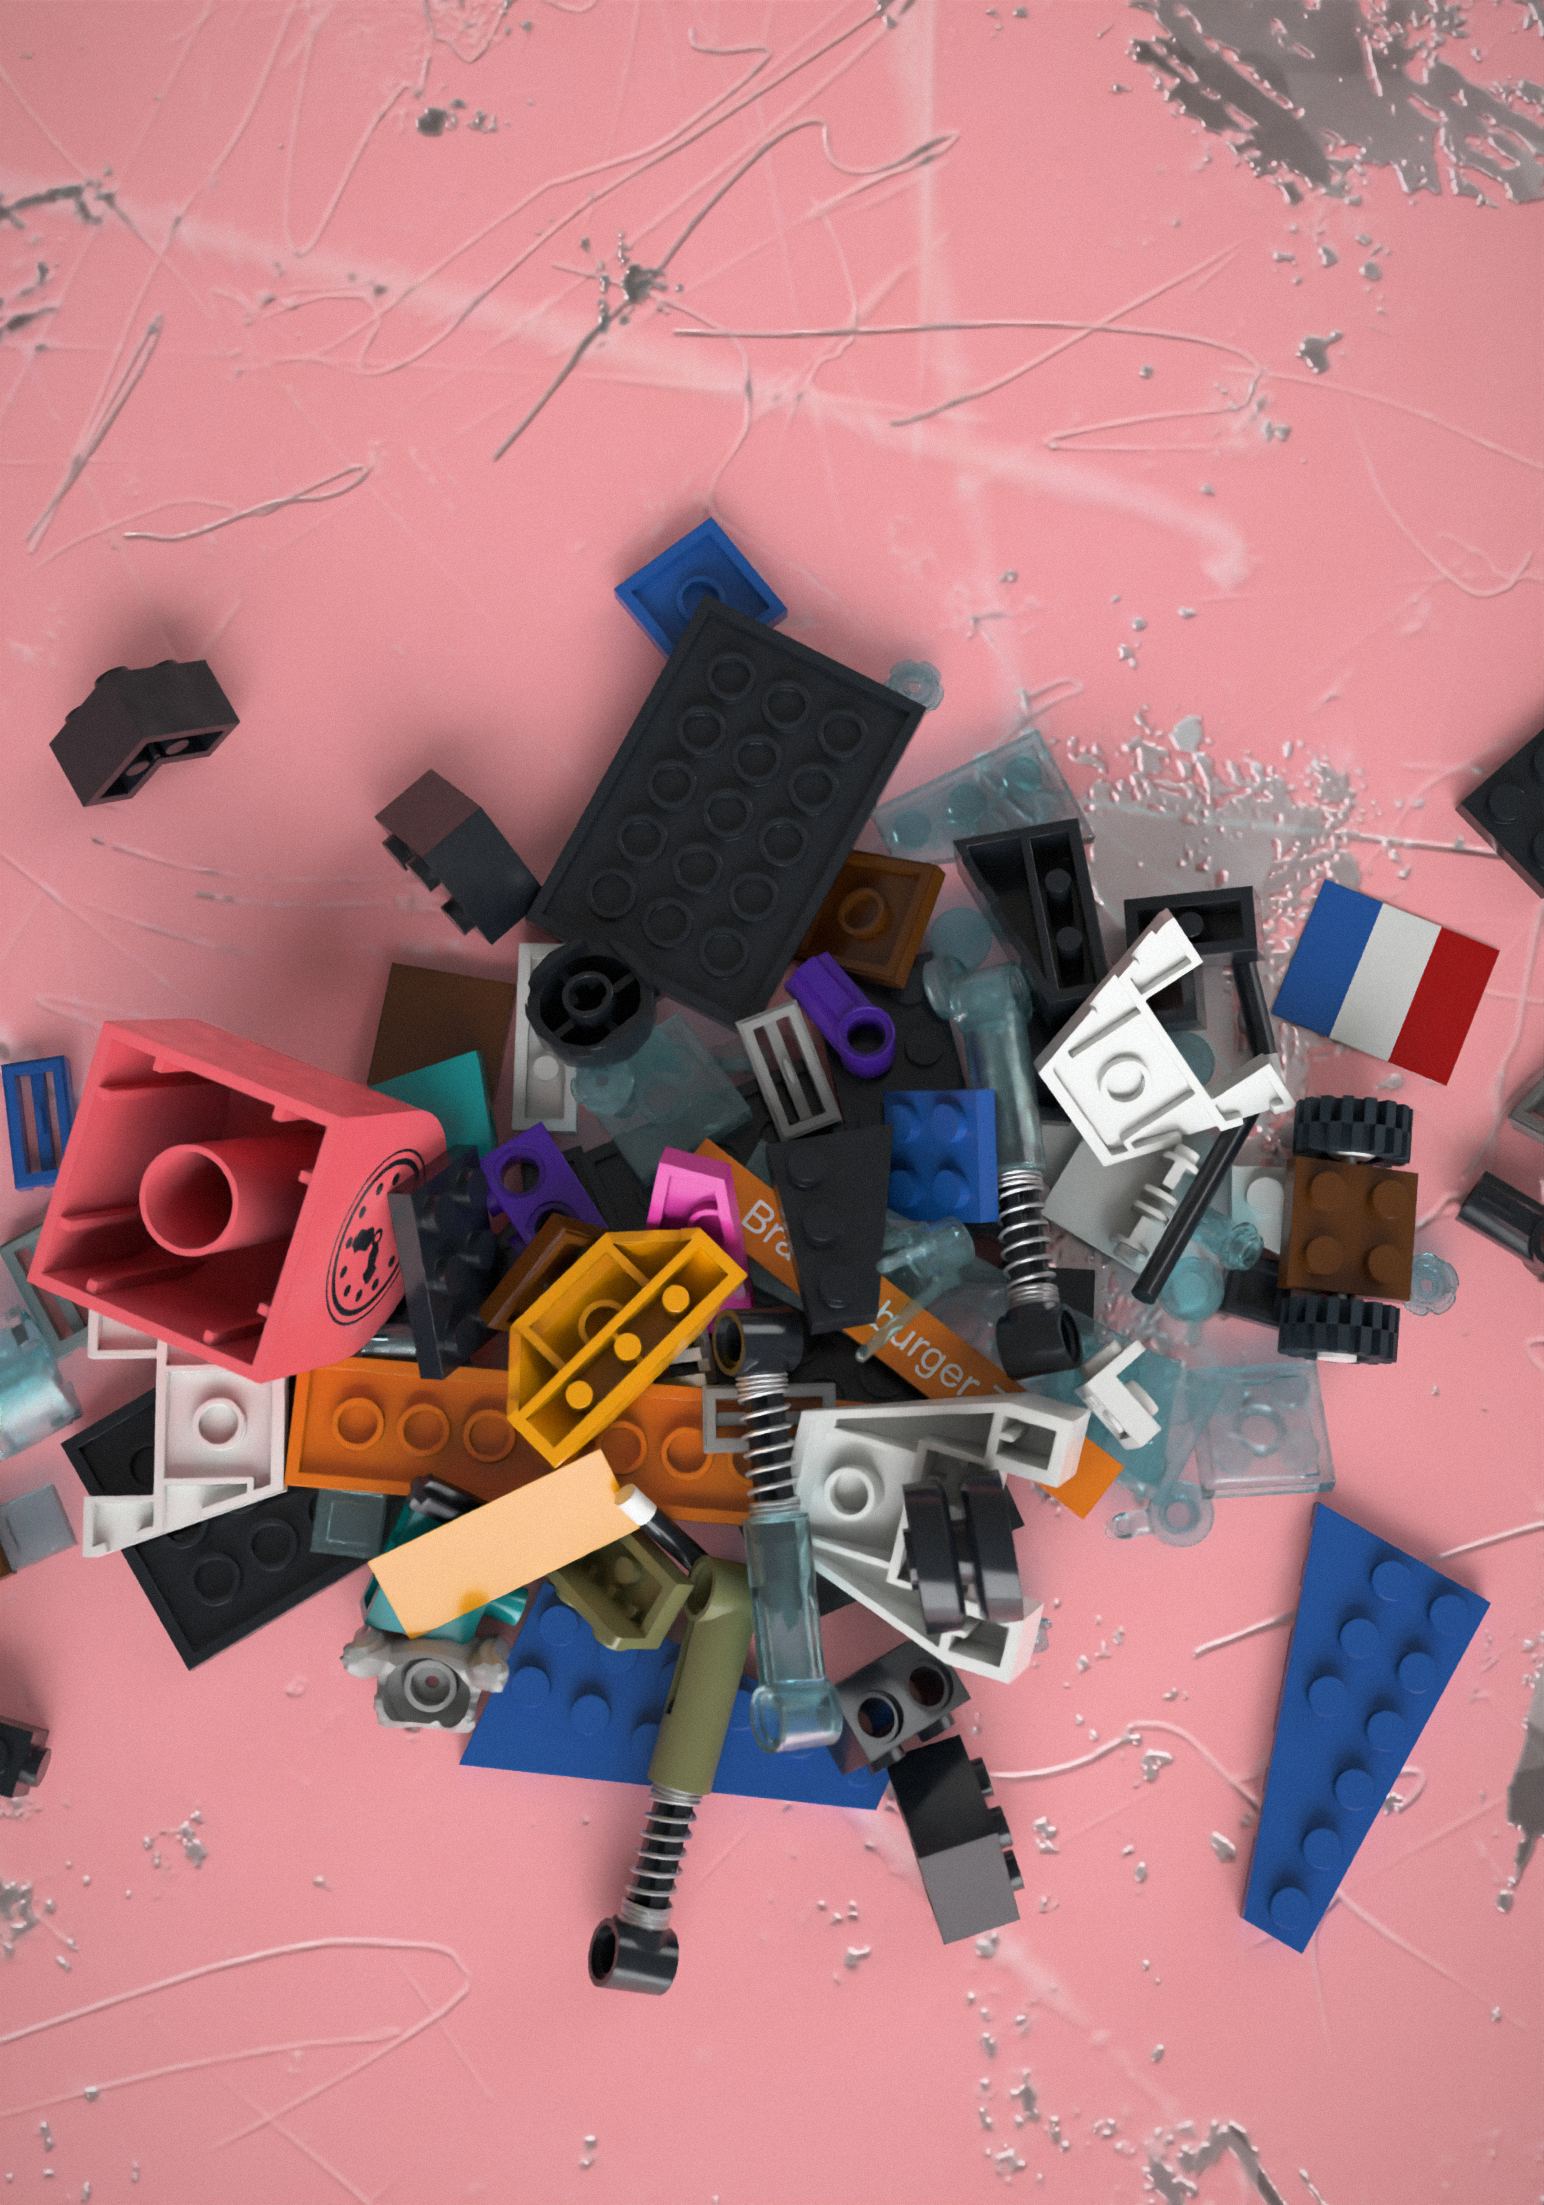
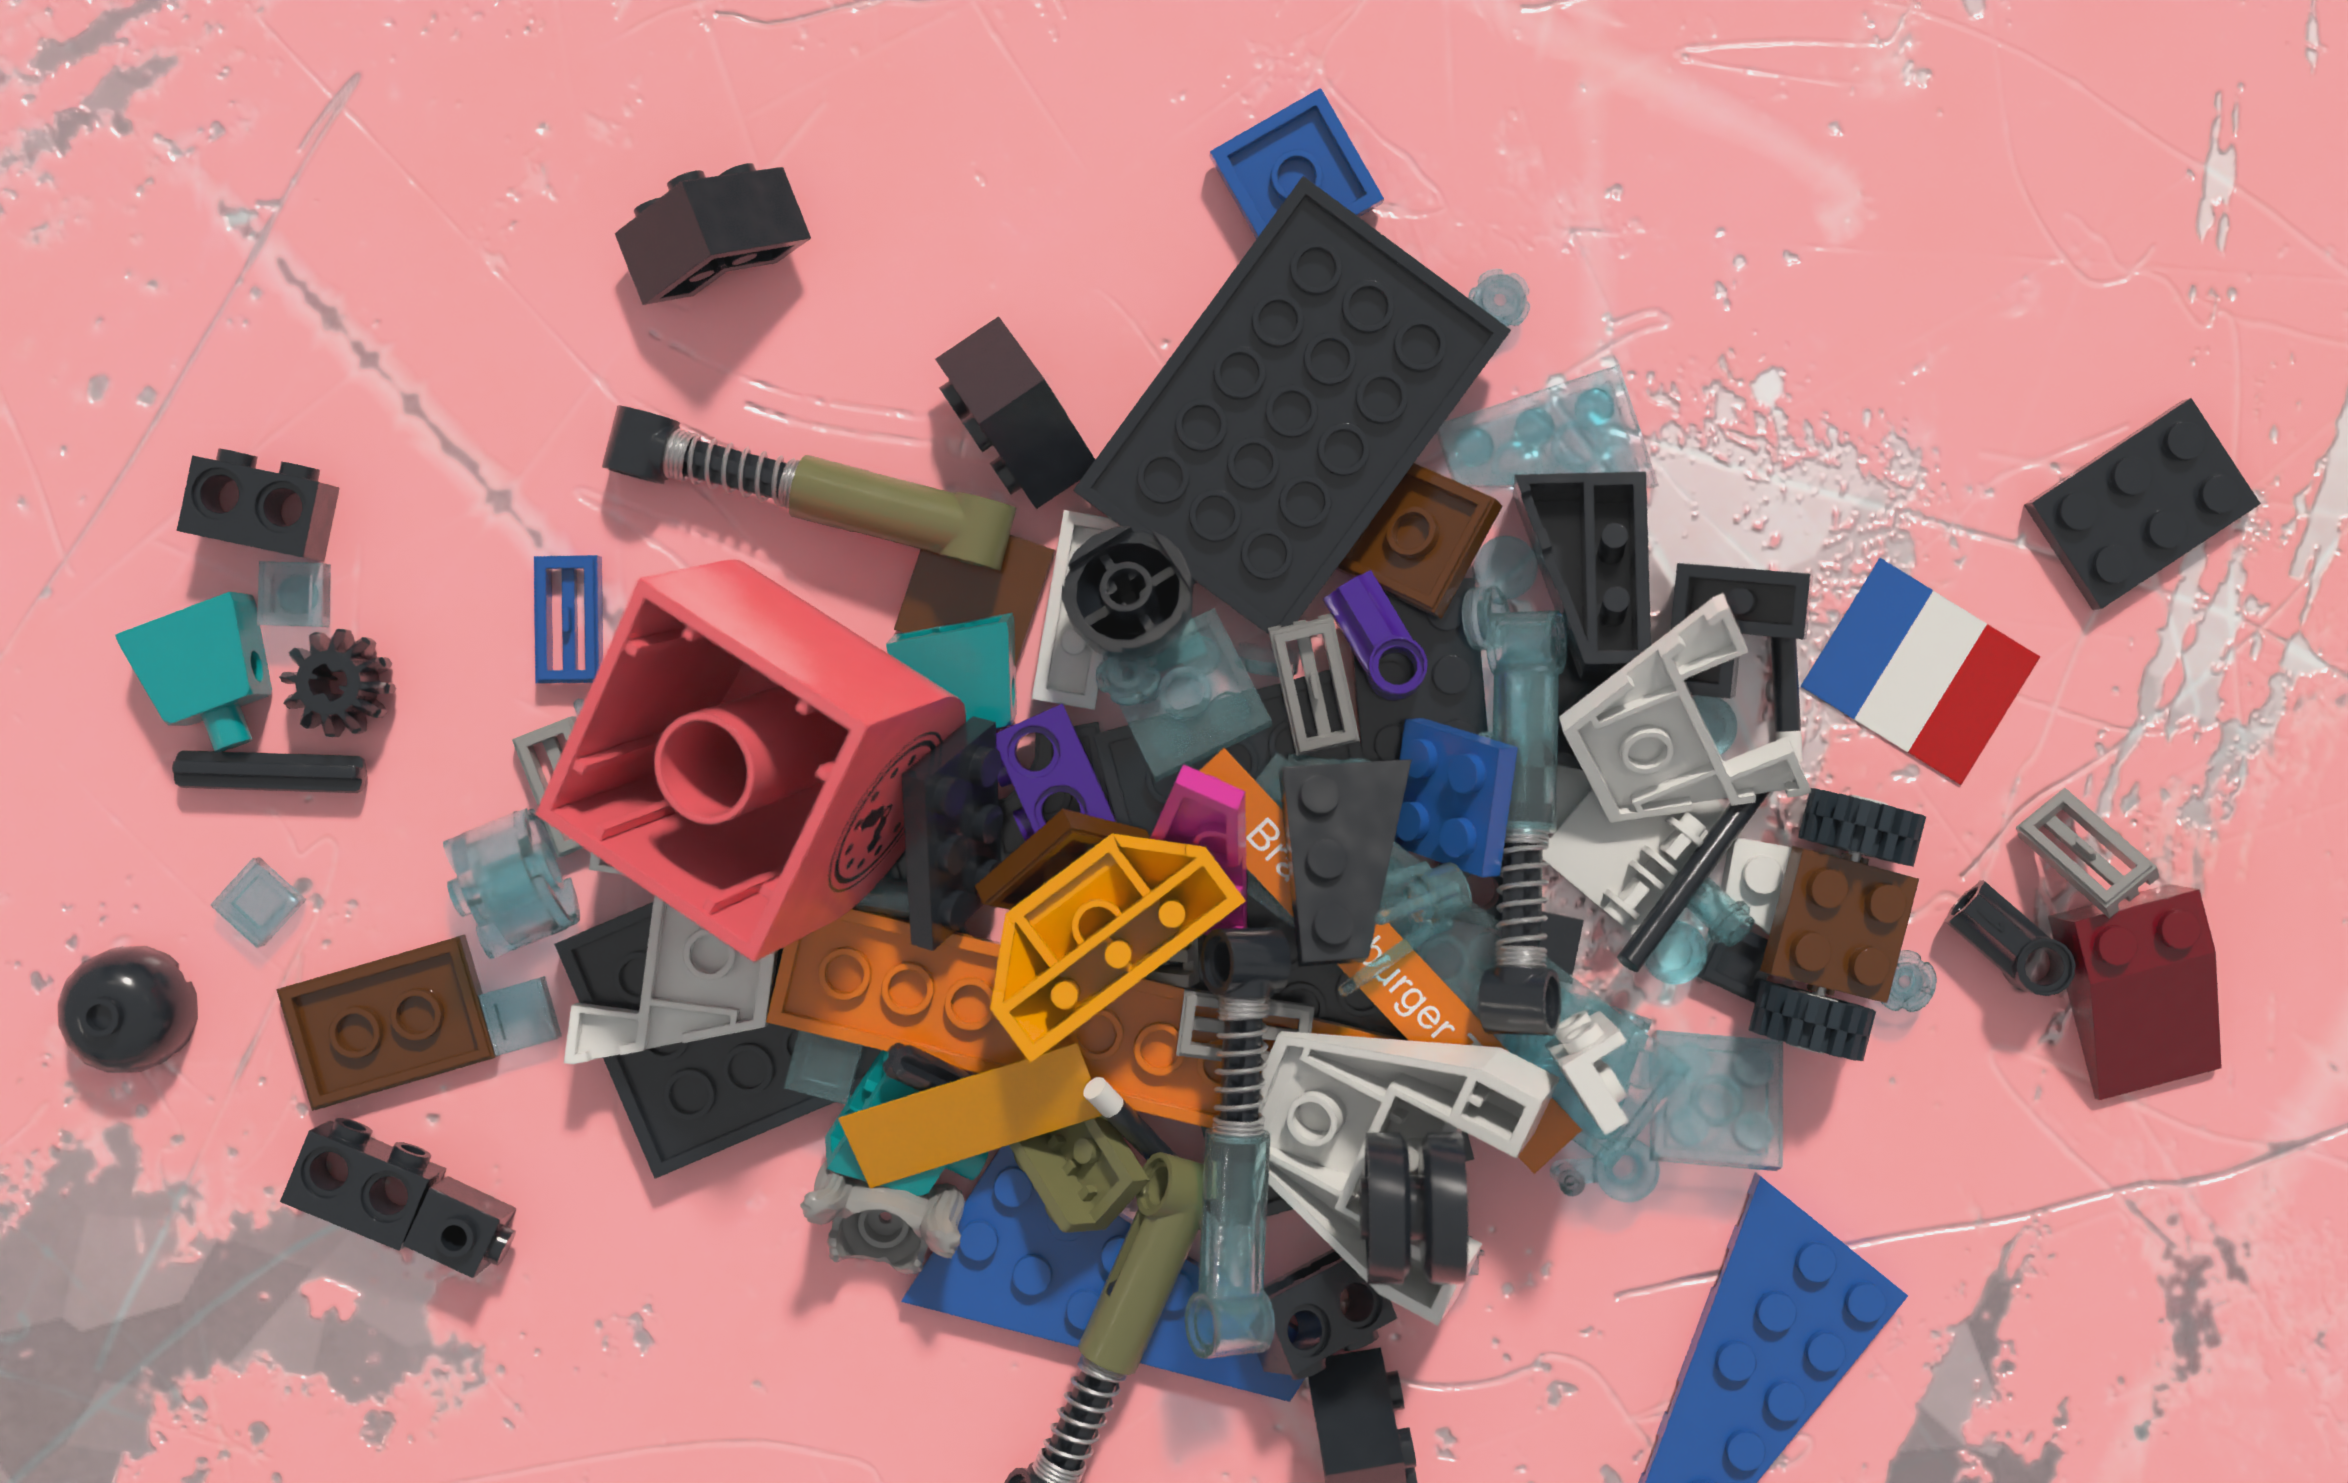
camera: 10 degrees right, 10 degrees up
(419, 970) = (815, 489): none -> piece

